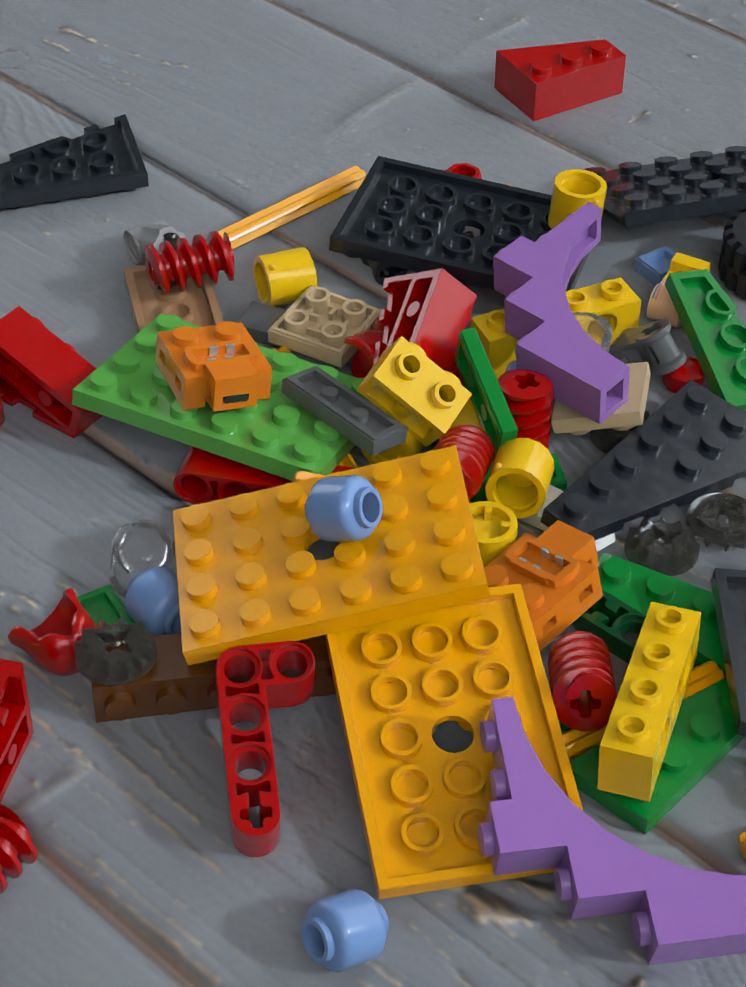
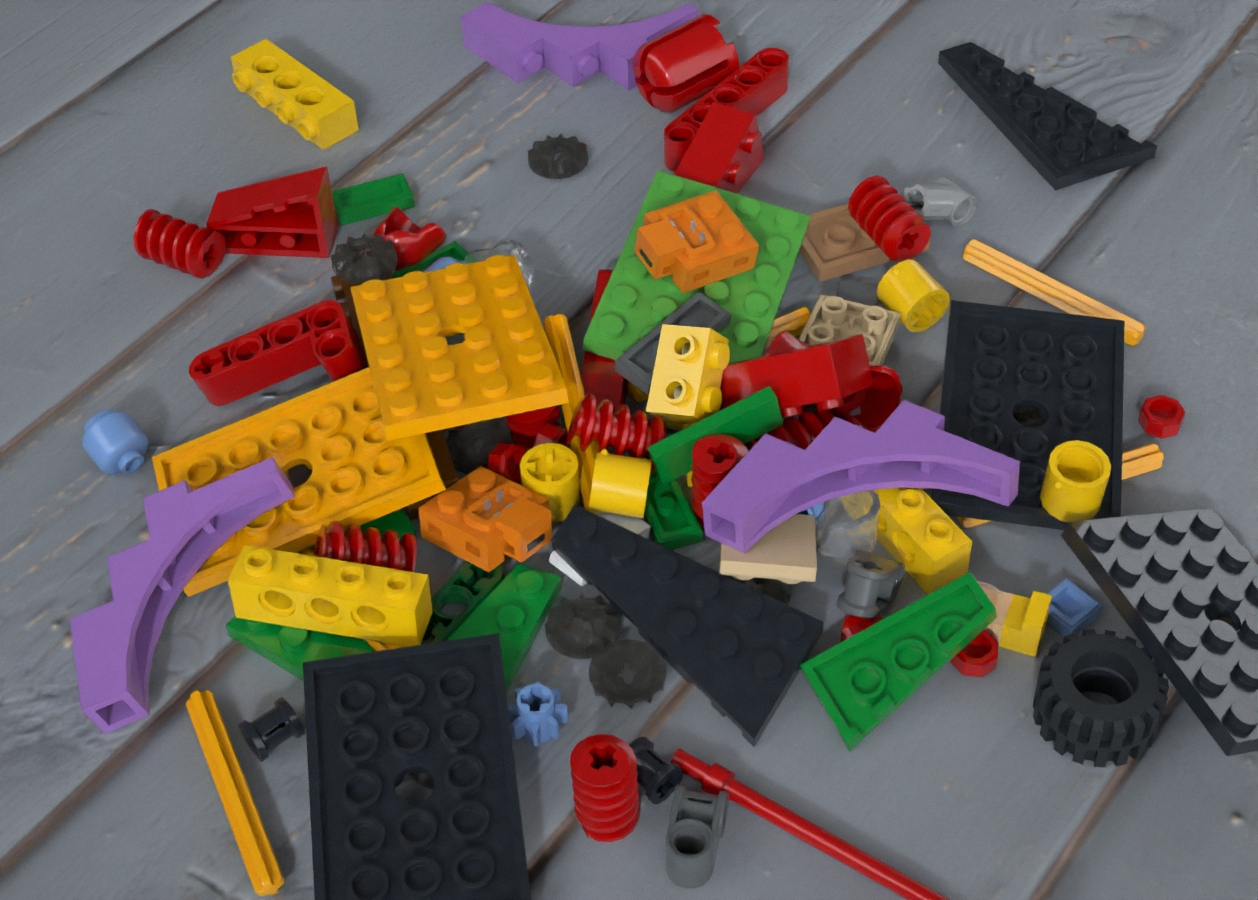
camera: 85 degrees right, 5 degrees up
(343, 508) = (458, 319): medium blue head -> none

